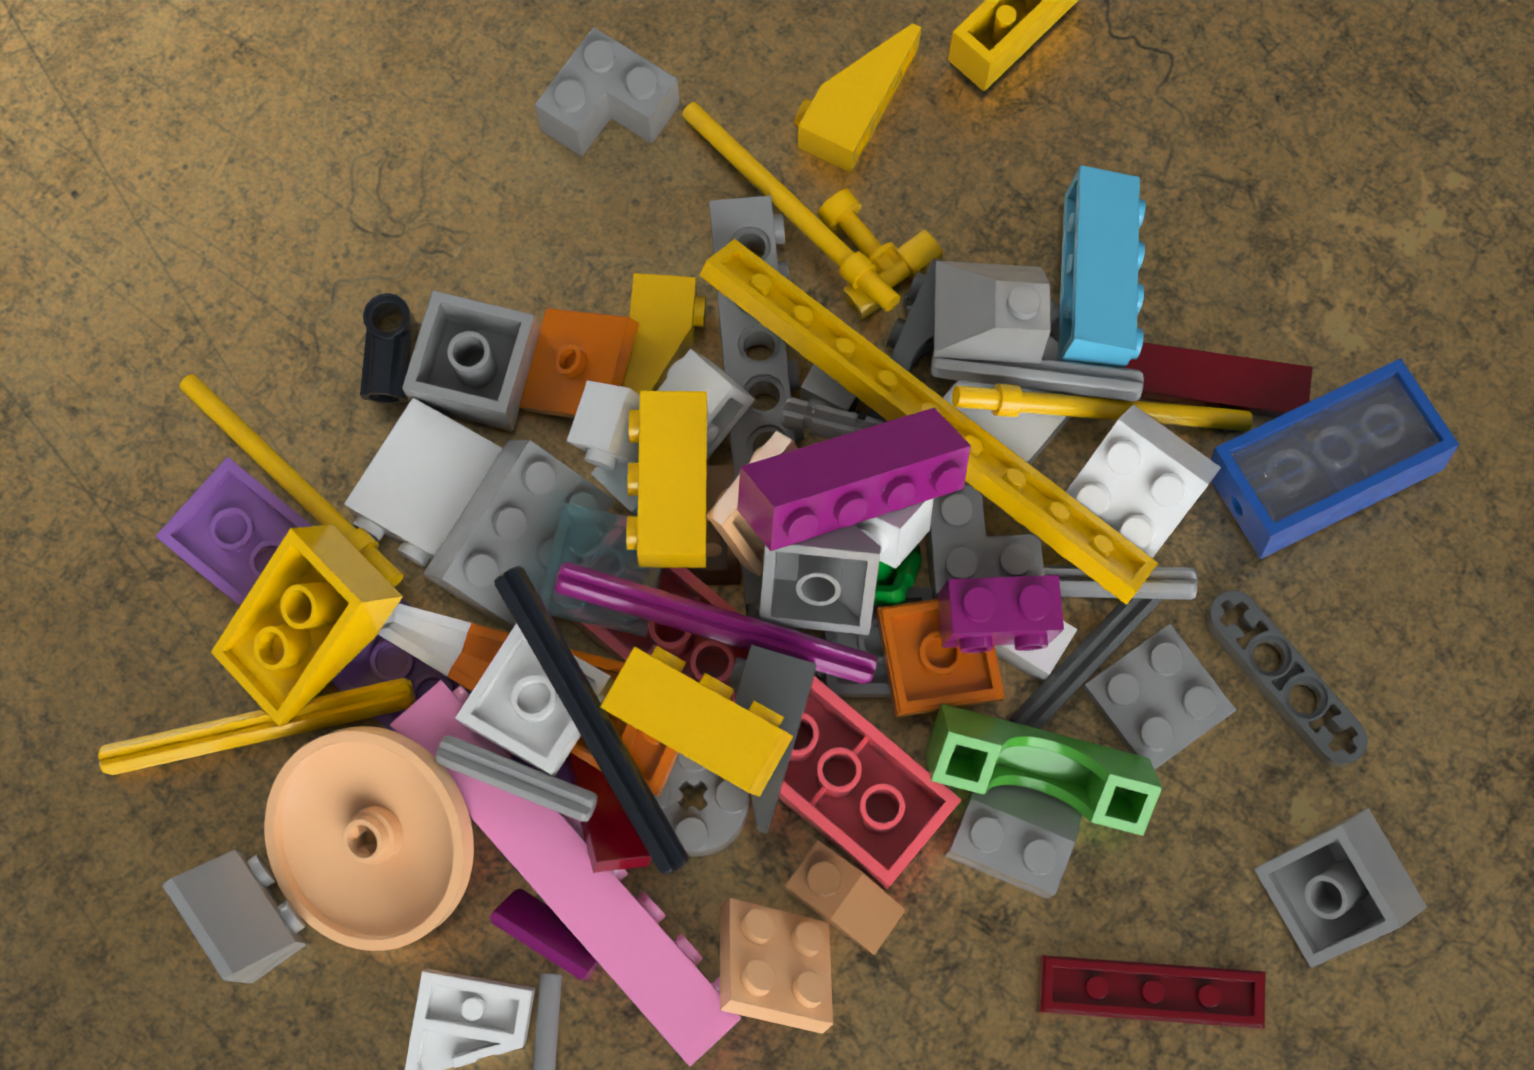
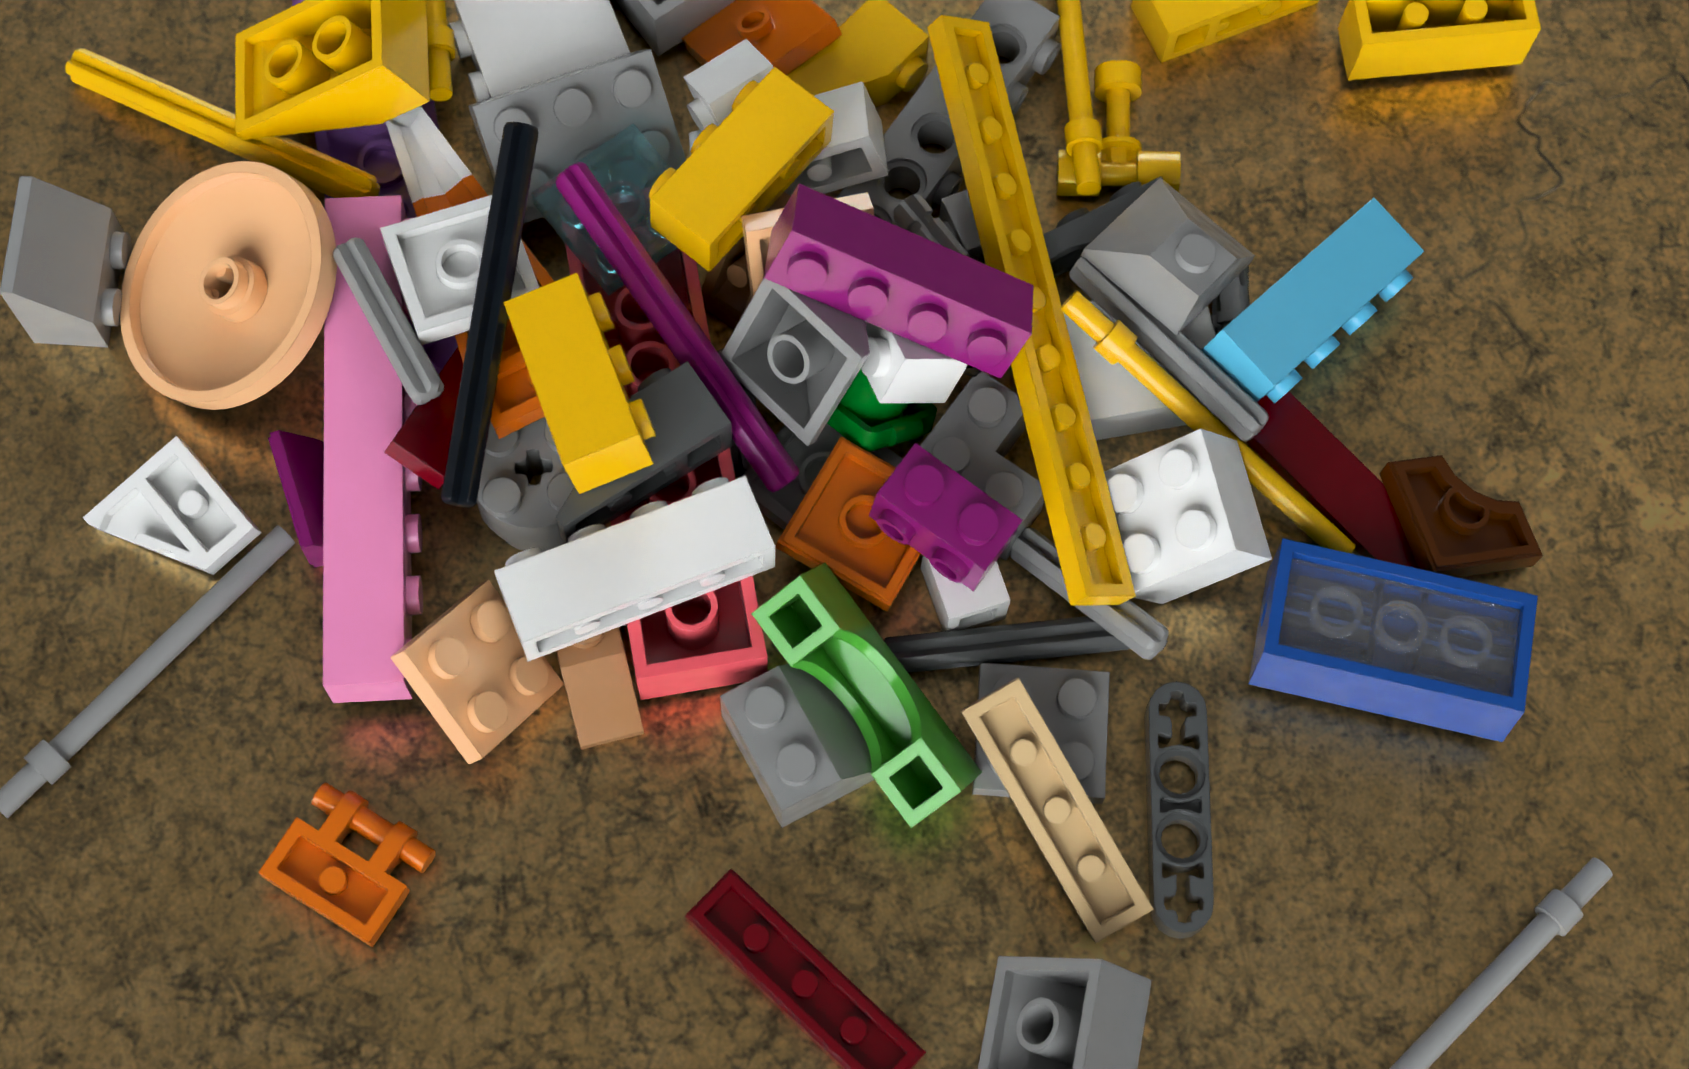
camera: 35 degrees right, 5 degrees down
(831, 813) = (635, 566): none -> white brick
(1219, 745) = (1056, 810): none -> tan plate
(1302, 348) = (1454, 526): none -> reddish brown tile

